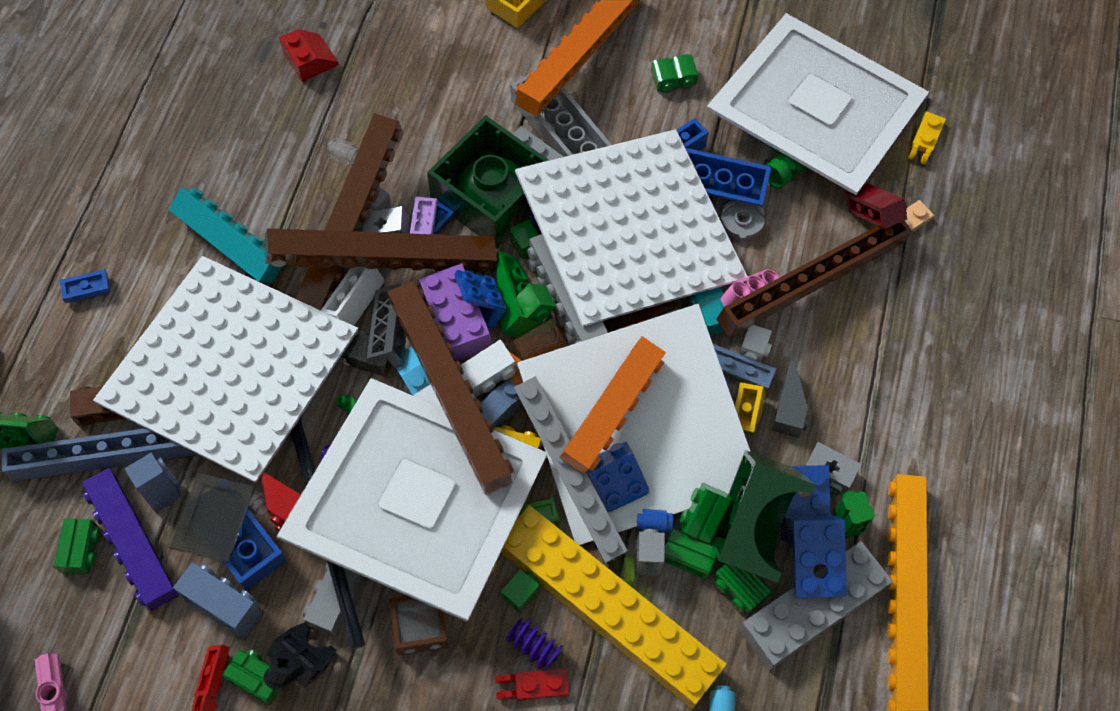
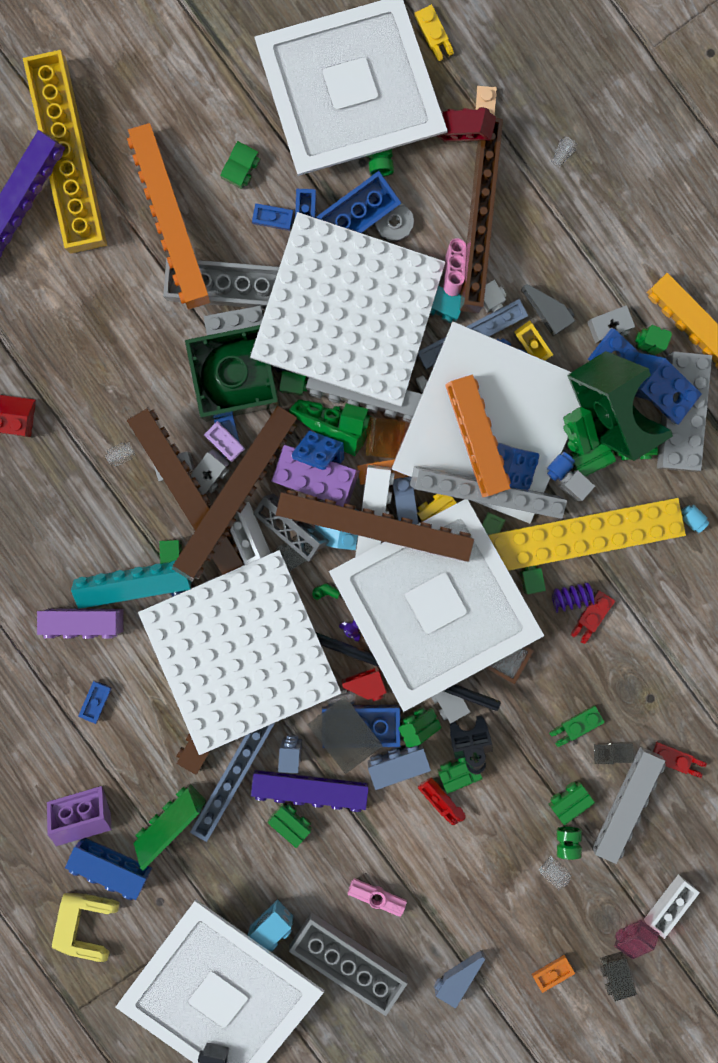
camera: 50 degrees left, 25 degrees up
(156, 218) = (78, 622): none -> medium lavender brick
(276, 591) = (419, 727): none -> green brick
(629, 571) = (574, 506): clear neon green tile -> none
(652, 120) = (272, 217): none -> blue plate
(939, 308) = (564, 150): none -> clear cone

